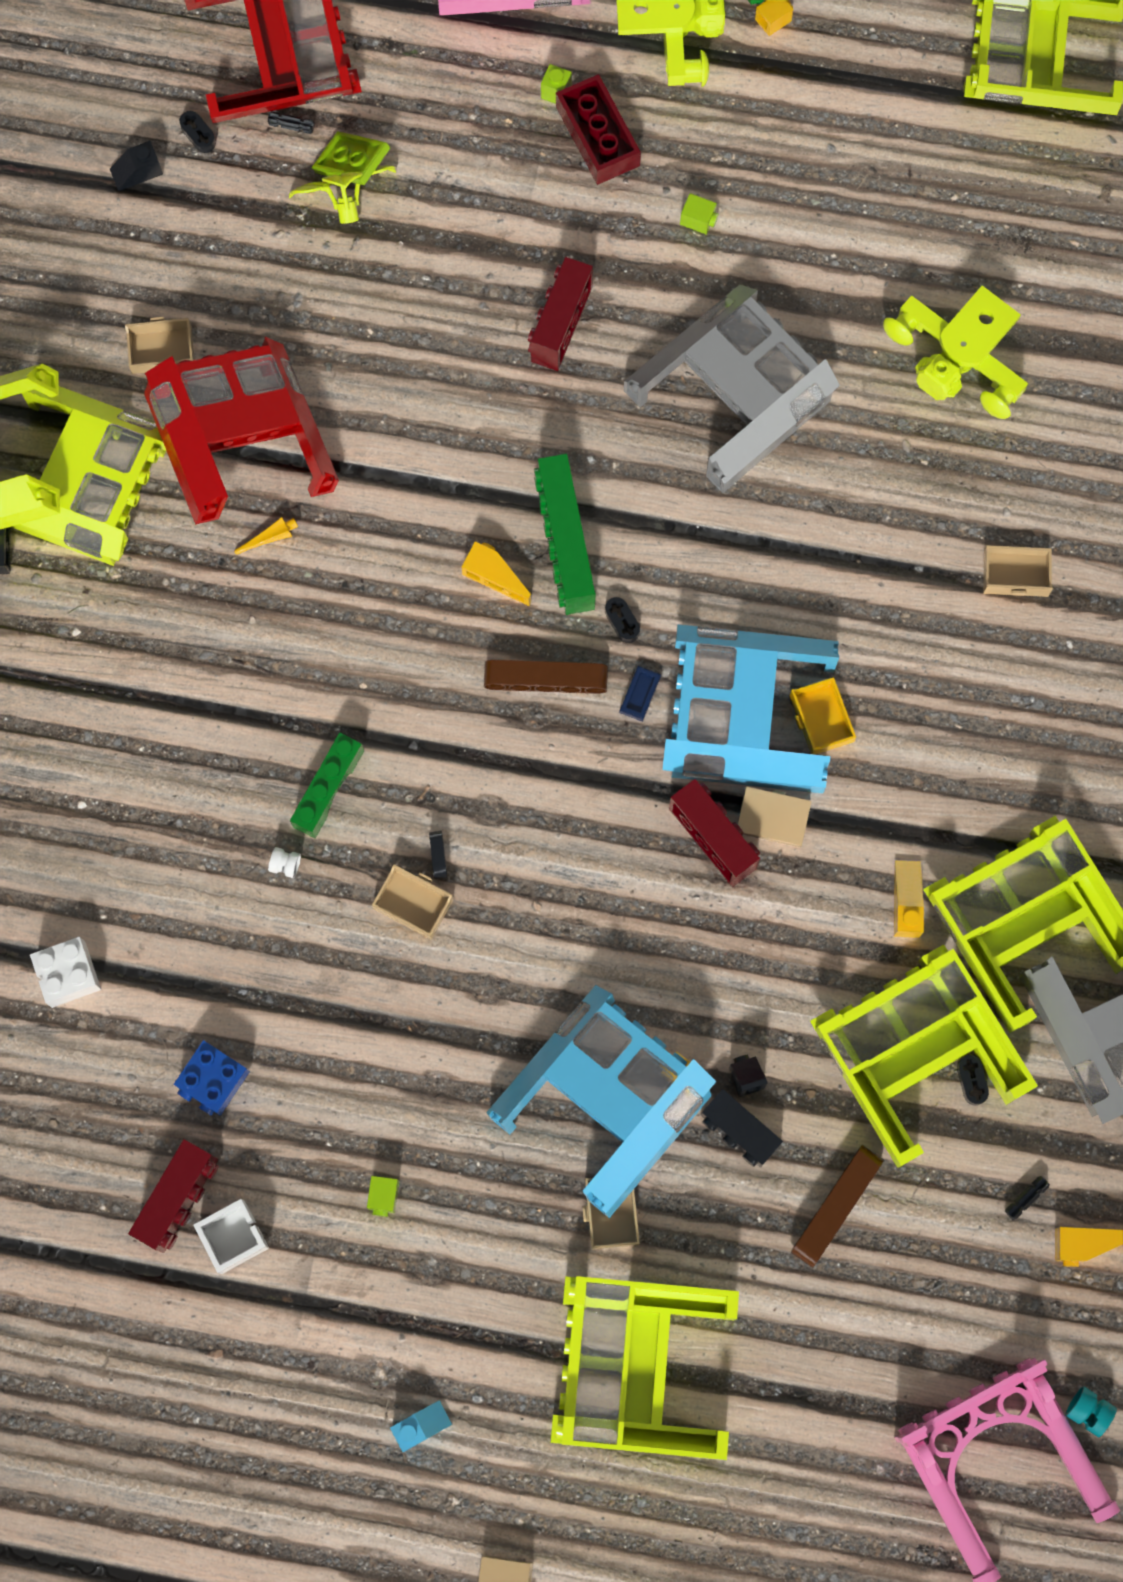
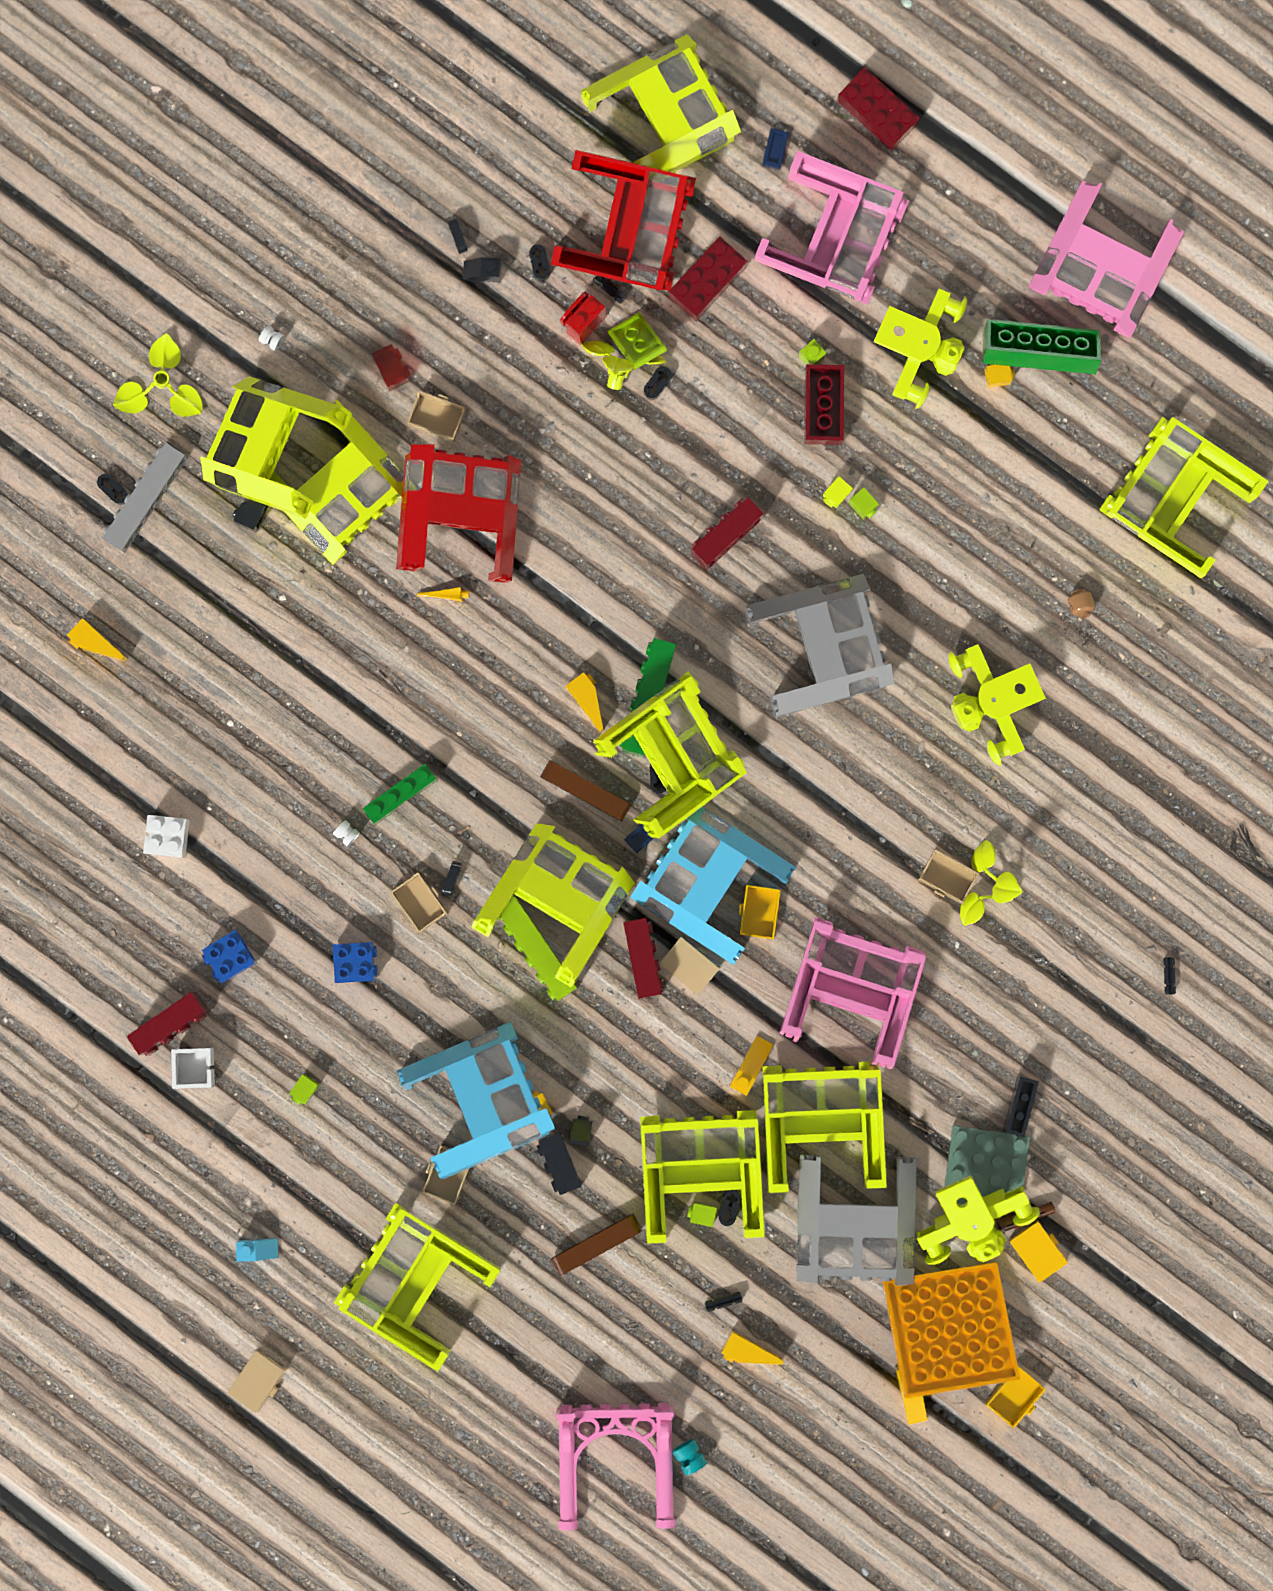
camera: 25 degrees right, 10 degrees up
(80, 316) = (390, 367): none -> clear red brick
(89, 144) = (457, 236): none -> black beam
(277, 159) = (583, 317): none -> red brick
(370, 1009) = (354, 962): none -> blue brick
(392, 195) = (660, 385): none -> black beam
(397, 60) = (708, 279): none -> dark red brick
(578, 788) = (565, 886): none -> neon yellow piece
(578, 882) = (535, 947): none -> lime brick
(632, 569) = (681, 751): none -> neon yellow piece
(662, 215) = (837, 493): none -> neon yellow brick
(945, 1103) = (702, 1214): none -> lime brick
(985, 733) = (859, 979): none -> bright pink piece
(999, 205) = (1081, 603): none -> medium nougat head
(1096, 535) = (1003, 891): none -> neon yellow plant

